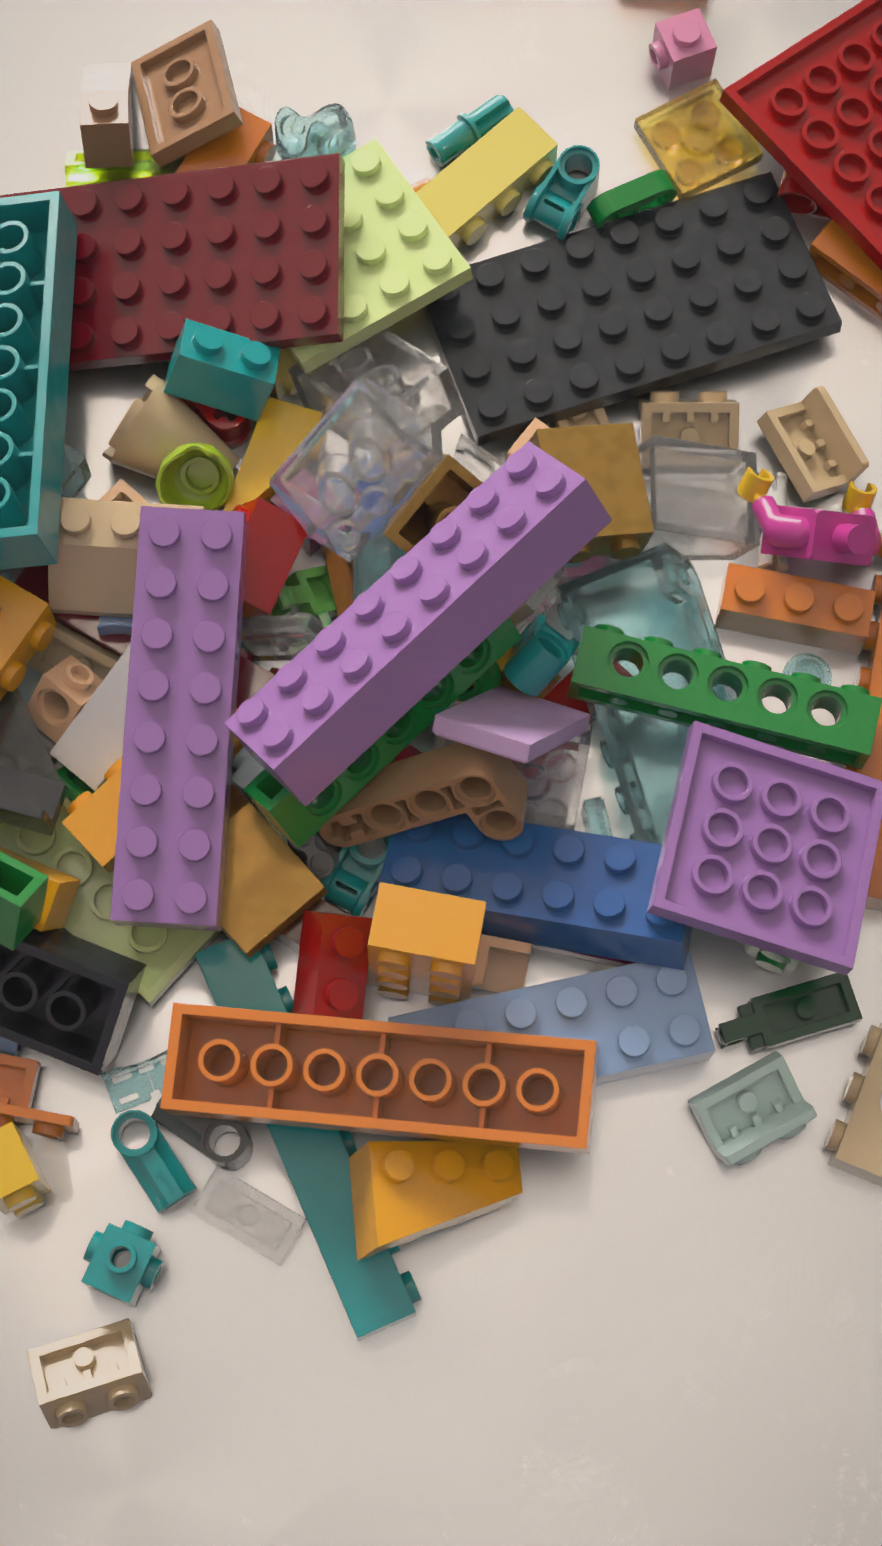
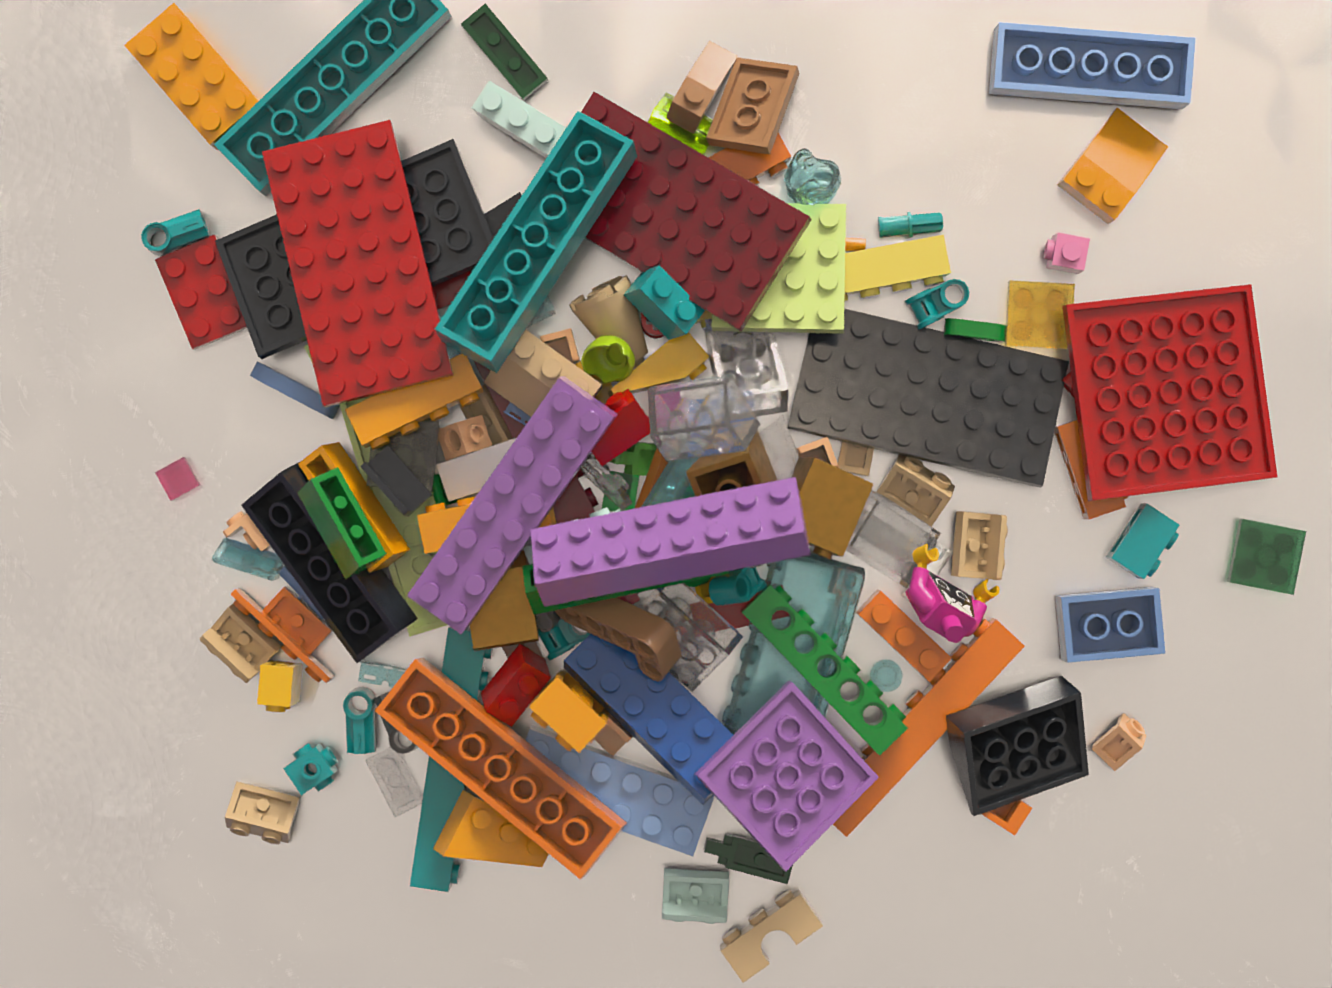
camera: 35 degrees right, 15 degrees up
(511, 724) = (690, 621): lavender tile -> none
(595, 817) = (712, 690): clear light blue tile -> none

